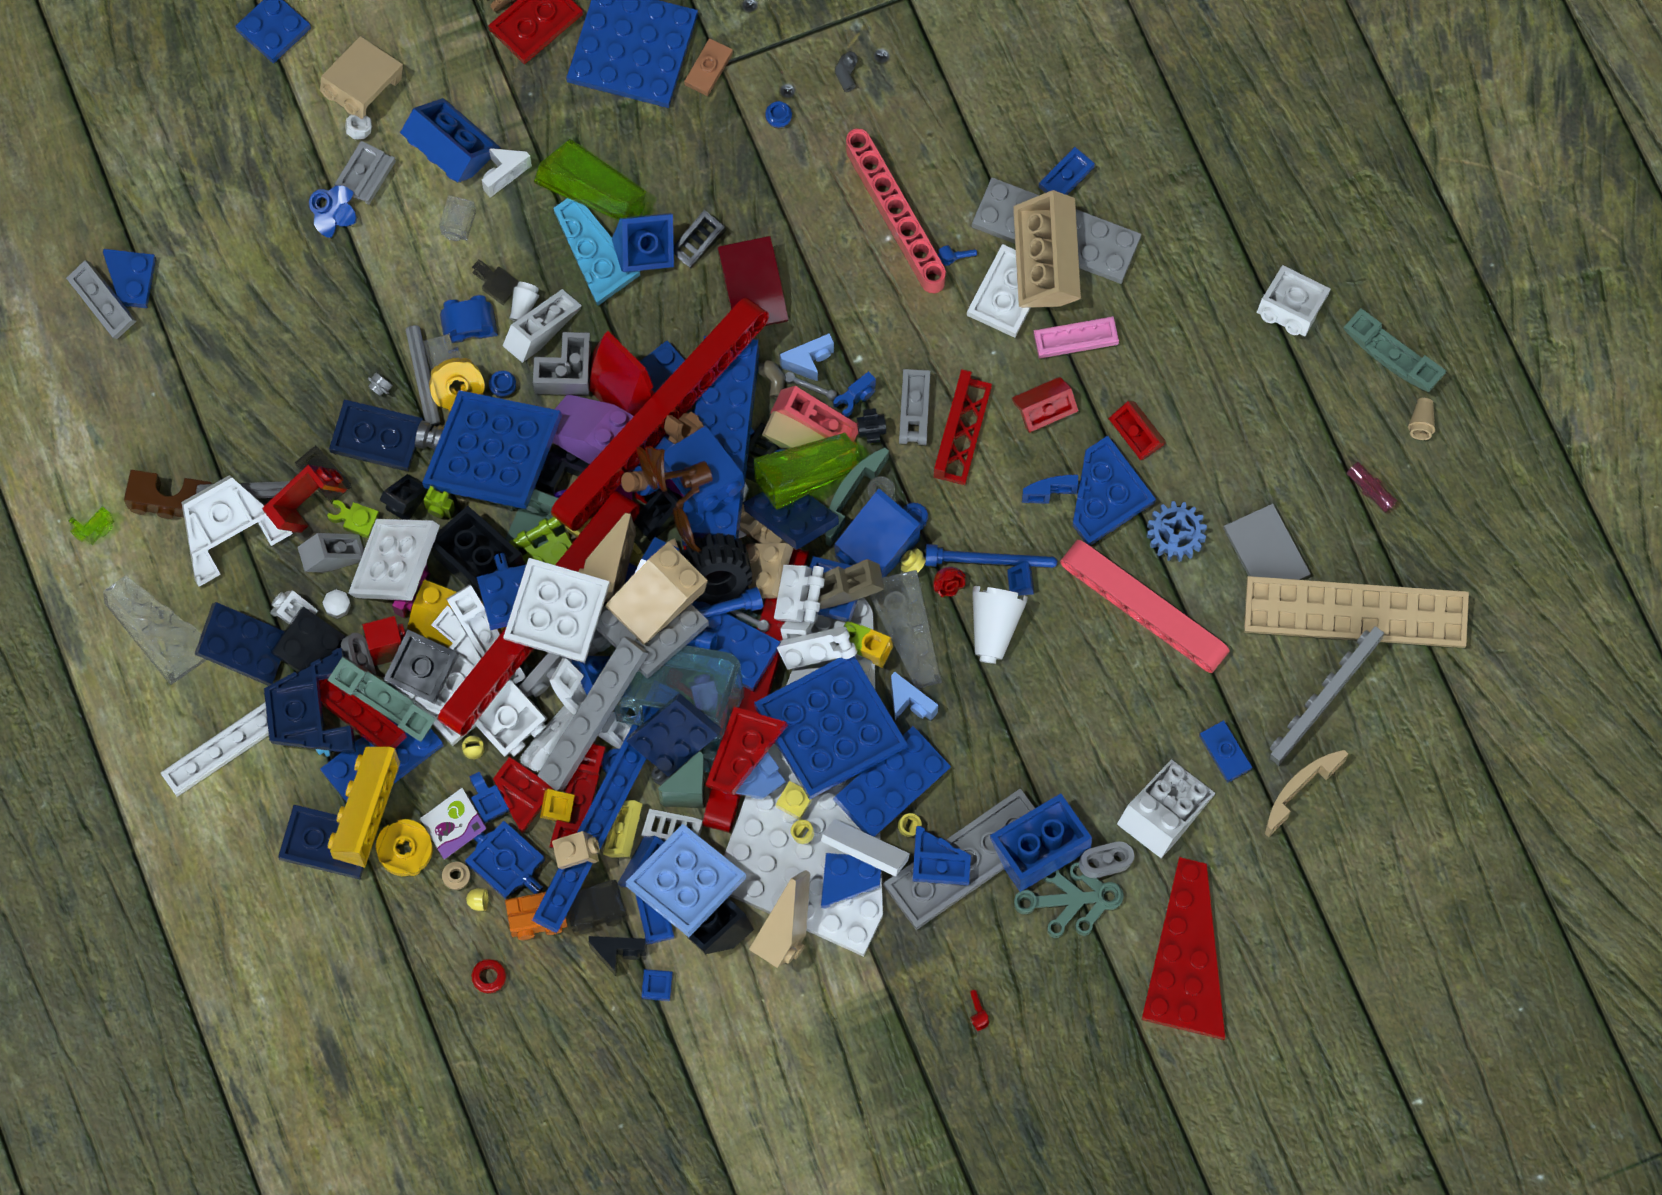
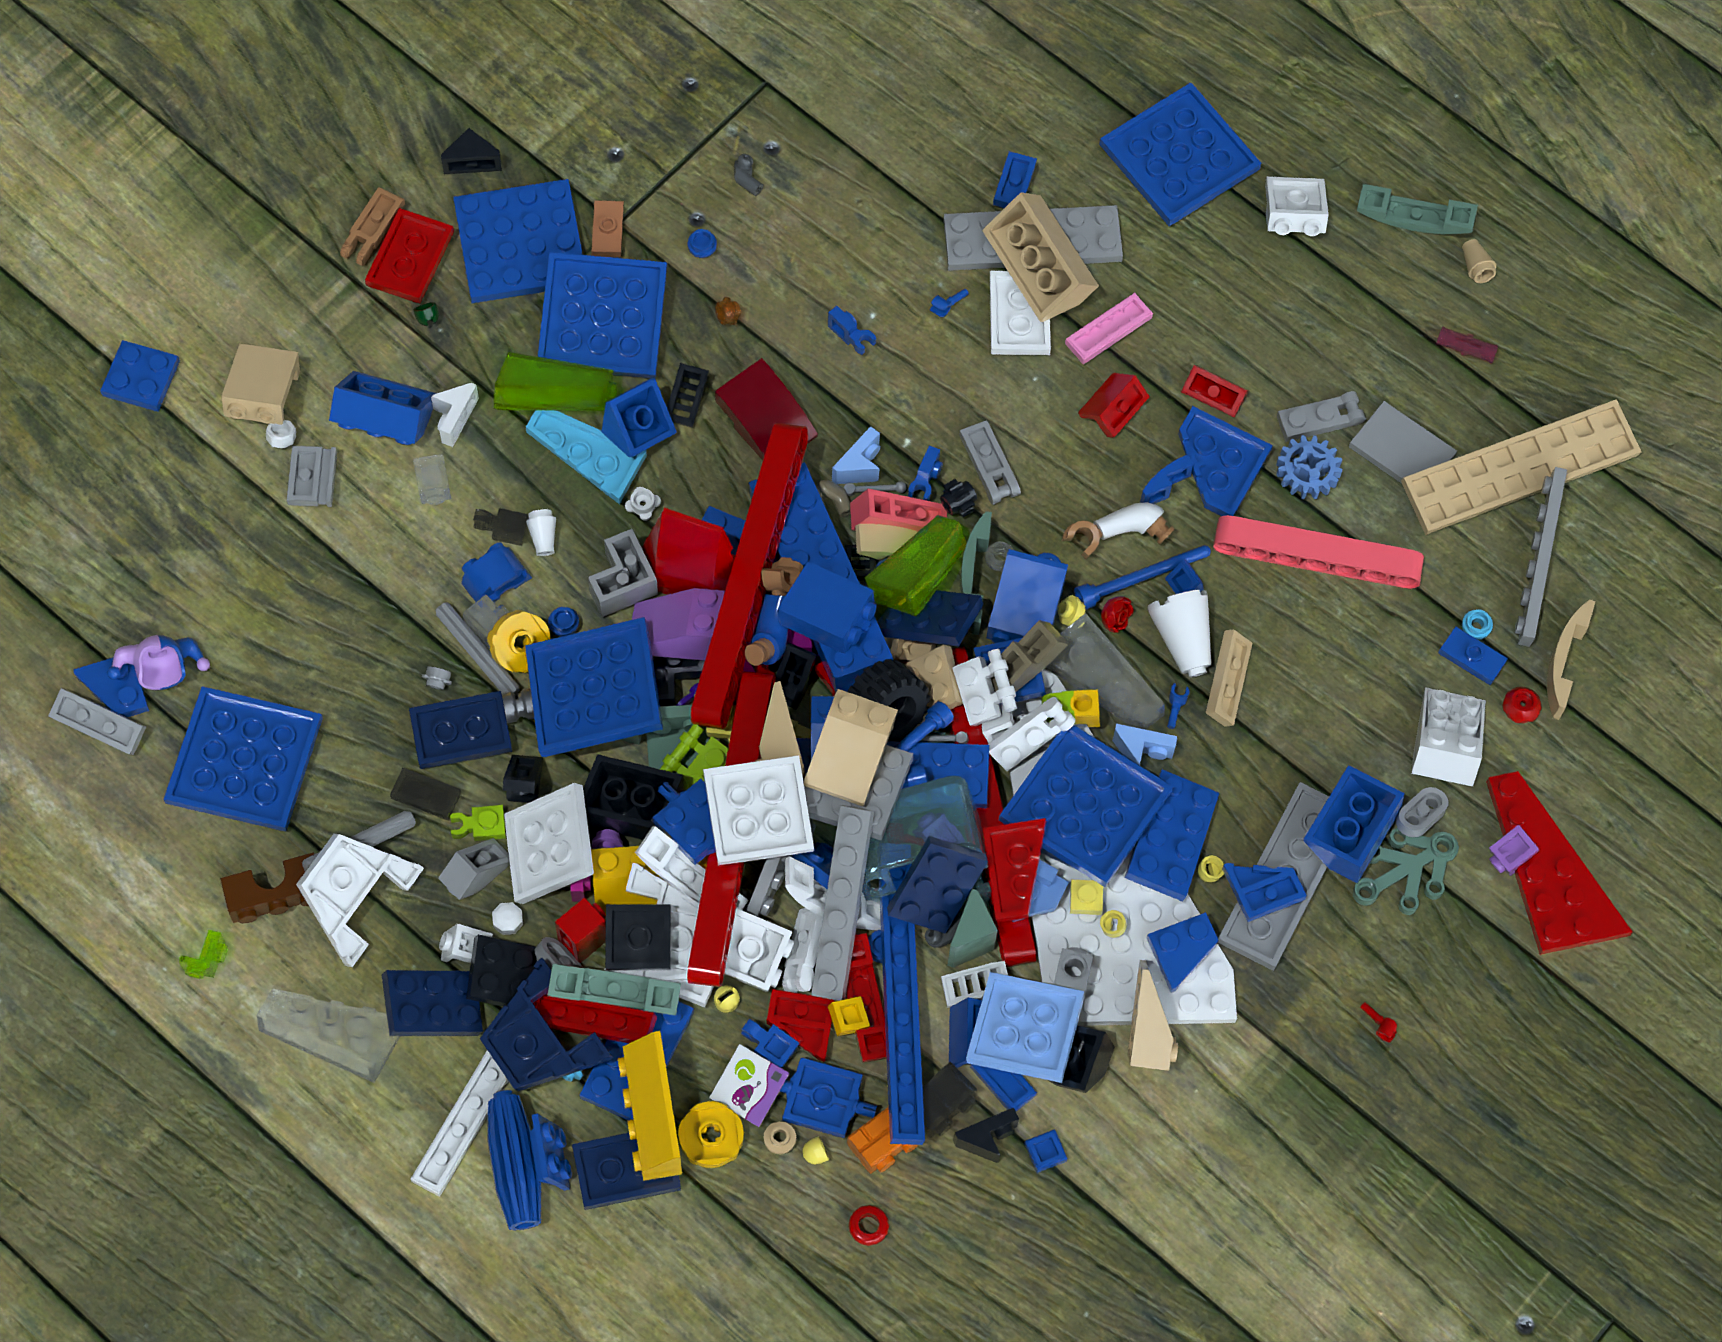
camera: 30 degrees left, 5 degrees down
(170, 272) = (158, 661): none -> lavender piece
(198, 381) = (243, 758): none -> blue plate
(251, 797) = (523, 1159): none -> blue plate
(283, 506) = (402, 842): red panel -> none
(336, 210) = (300, 529): blue plate -> none
(438, 503) = (563, 767): lime plate -> none
(443, 578) = (607, 839): none -> medium lavender plate
(524, 74) = (426, 312): none -> dark green hinge
(540, 325) = (573, 547): white slope -> none
(576, 849) = (899, 1048): tan bracket -> none
(619, 307) = (642, 495): none -> white plate
(622, 833) = (931, 1010): light yellow plate -> none
(664, 140) = (603, 312): none -> blue plate
(691, 477) = (826, 615): reddish brown plant -> none
(755, 843) = (1077, 958): none -> light grey brick
(768, 182) = (727, 311): none -> clear orange plate
(857, 237) = (845, 327): none -> blue plate
(865, 847) = (1185, 909): white tile -> none
(895, 199) = (873, 296): coral beam -> none
(954, 421) = (1040, 465): red fence -> none
(959, 676) = (1176, 701): none -> blue hand
(1008, 508) = (1135, 518): none -> piece
(1011, 676) = (1229, 678): none -> tan plate
(1160, 925) = (1512, 851): none -> medium lavender bracket
(1212, 493) = (1320, 417): none -> light grey plate
(1220, 212) = (1180, 154): none -> blue plate
(1241, 819) = (1519, 713): none -> red plate
(1247, 720) = (1480, 617): none -> medium azure plate

